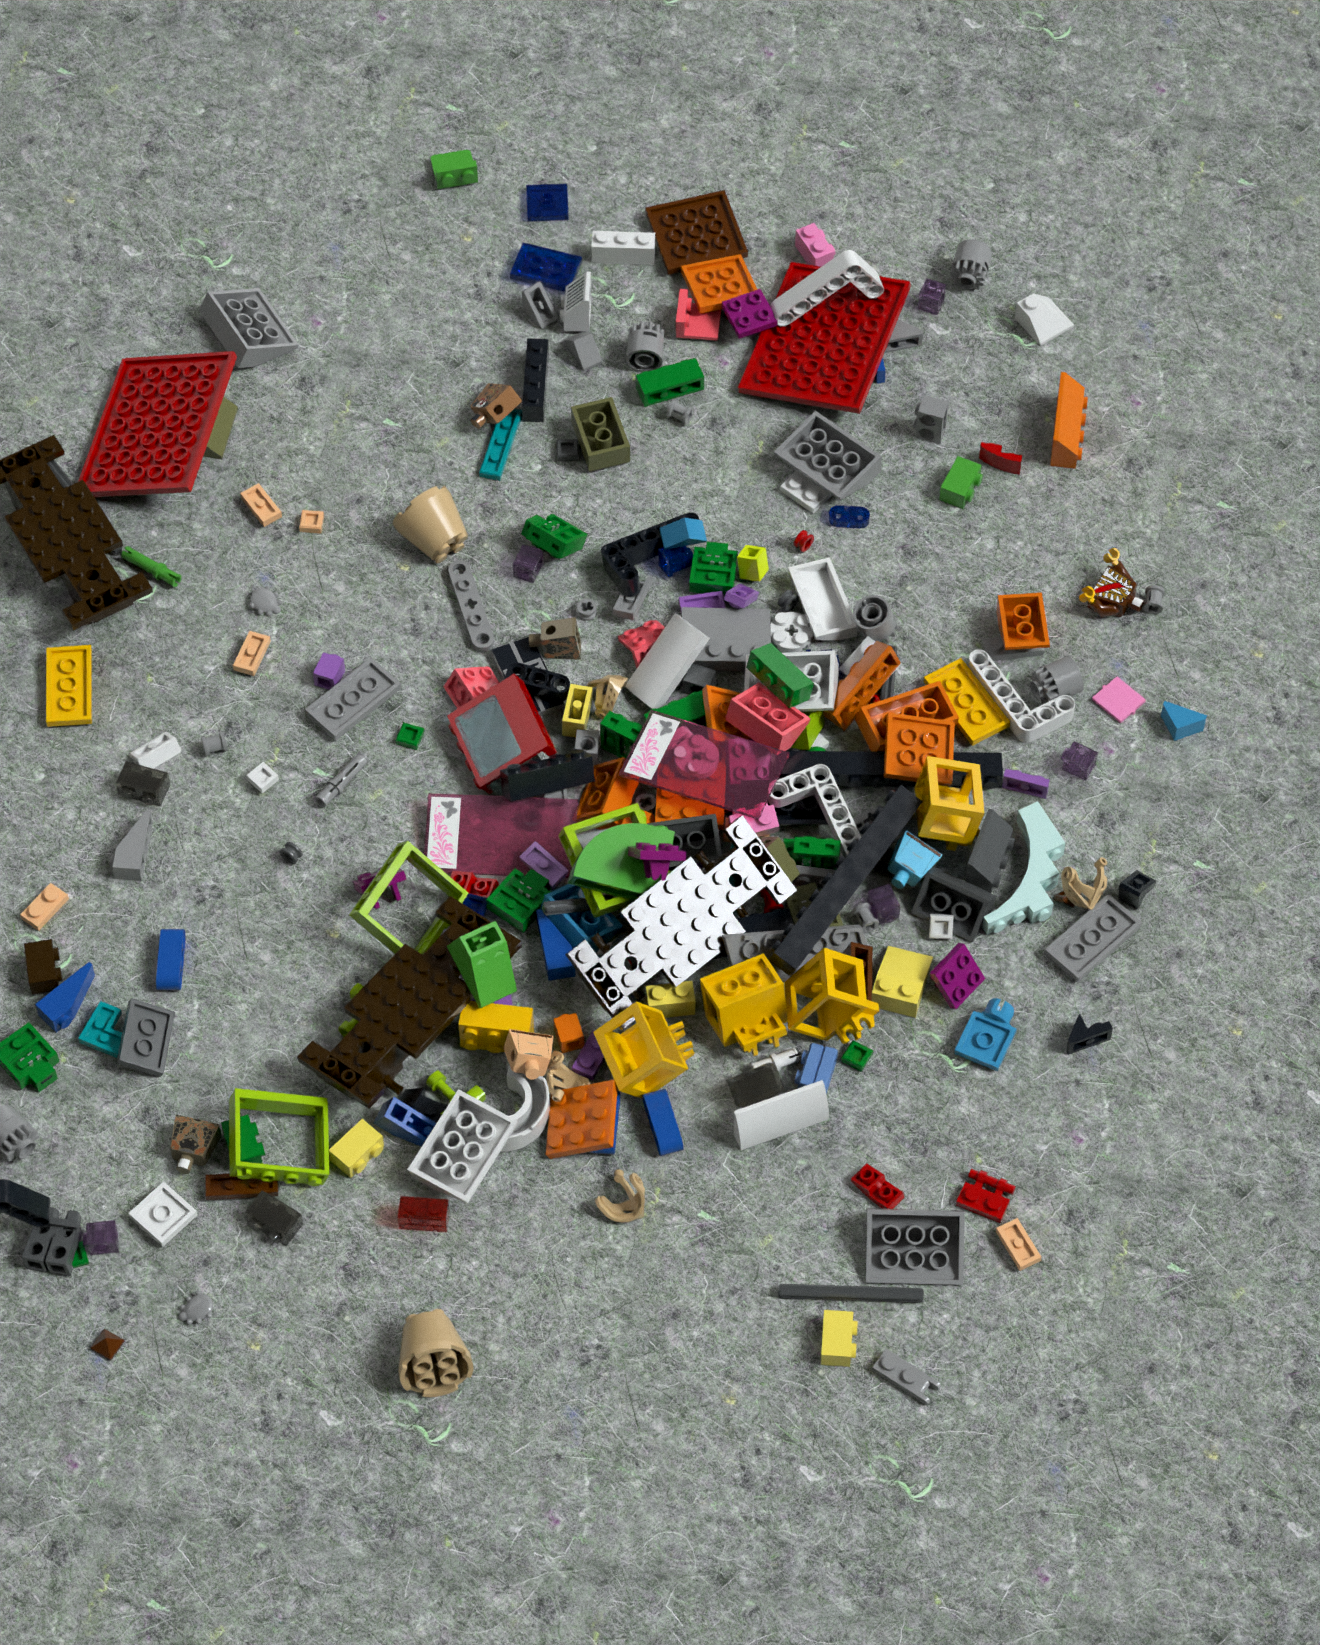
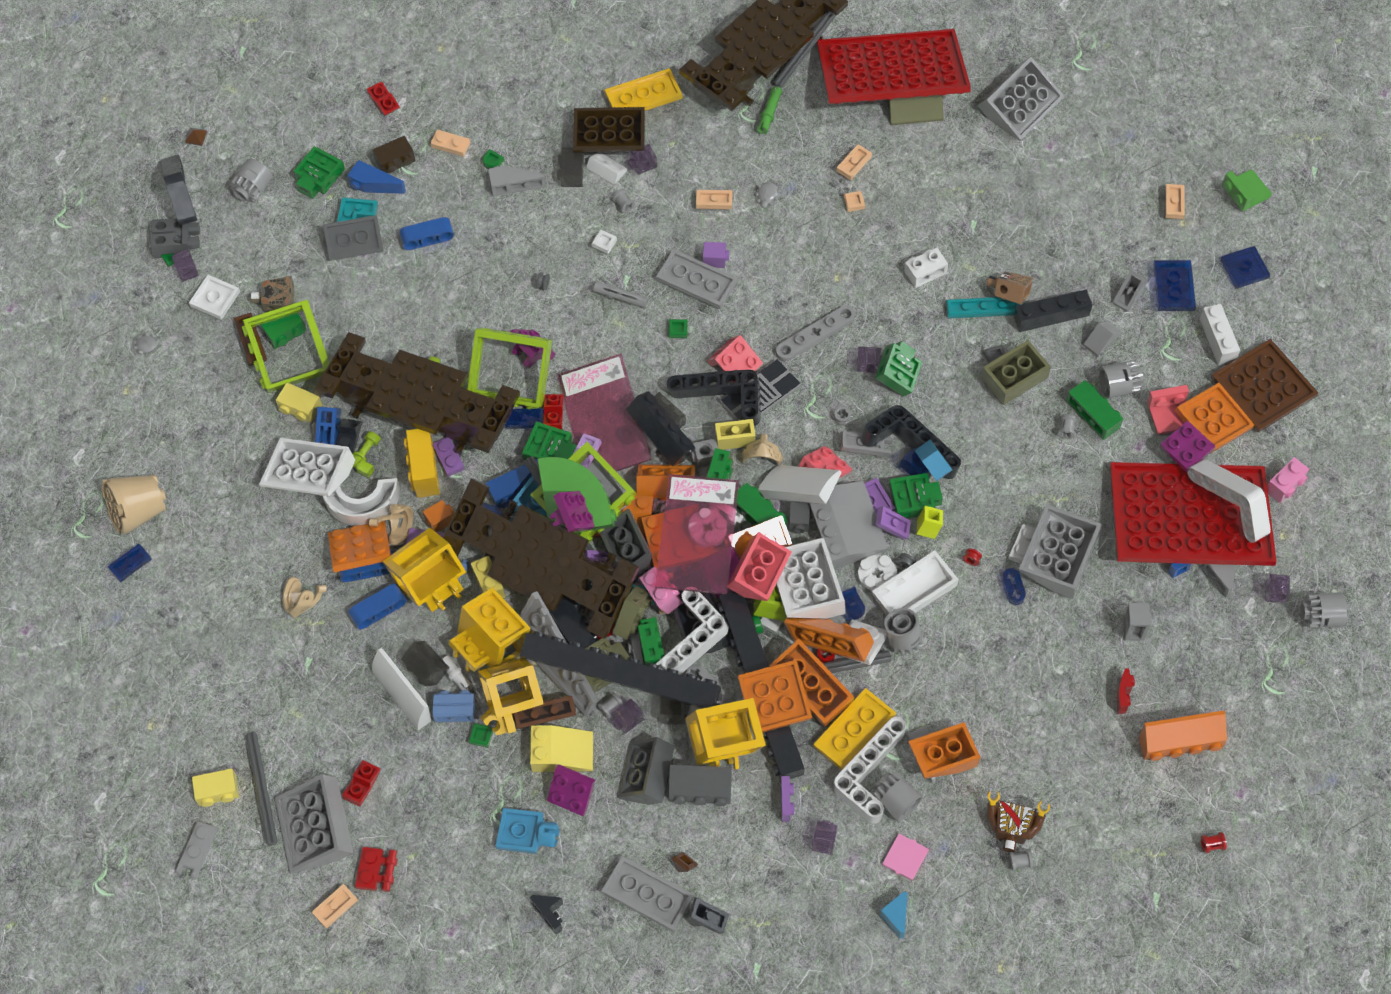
camera: 75 degrees right, 5 degrees up
(90, 868) = (492, 159): none -> green tile
(107, 1344) = (105, 298): reddish brown slope -> none
(114, 728) = (609, 129): none -> dark brown slope
(164, 708) = (643, 160): none -> clear purple brick
(273, 1218) = (226, 367): clear smoke brick -> none
(423, 1214) = (252, 462): clear red brick -> none
(430, 471) = (926, 267): none -> white brick
(433, 524) = (873, 278): tan cone -> none
(441, 233) = (1174, 201): none -> light nougat plate
(484, 964) = (453, 428): bright green slope -> none
(499, 731) = (691, 384): panel -> none
(507, 1380) = (129, 562): none -> clear blue plate
(528, 1052) = (394, 487): light nougat torso -> none
(558, 639) = (798, 395): dark tan torso -> none
(577, 304) = (1141, 318): white slope -> none
(779, 675) = (799, 563): green brick -> none
(911, 860) = (665, 722): medium azure torso -> none
(941, 926) = (620, 767): white tile -> none
(960, 482) = (1083, 665): bright green brick -> none
(1030, 898) = (697, 833): light aqua arch -> none
(1041, 318) = (1298, 688): white slope -> none
(1074, 887) = (679, 873): tan helmet -> none
(1183, 437) = (1213, 842): none -> red bush

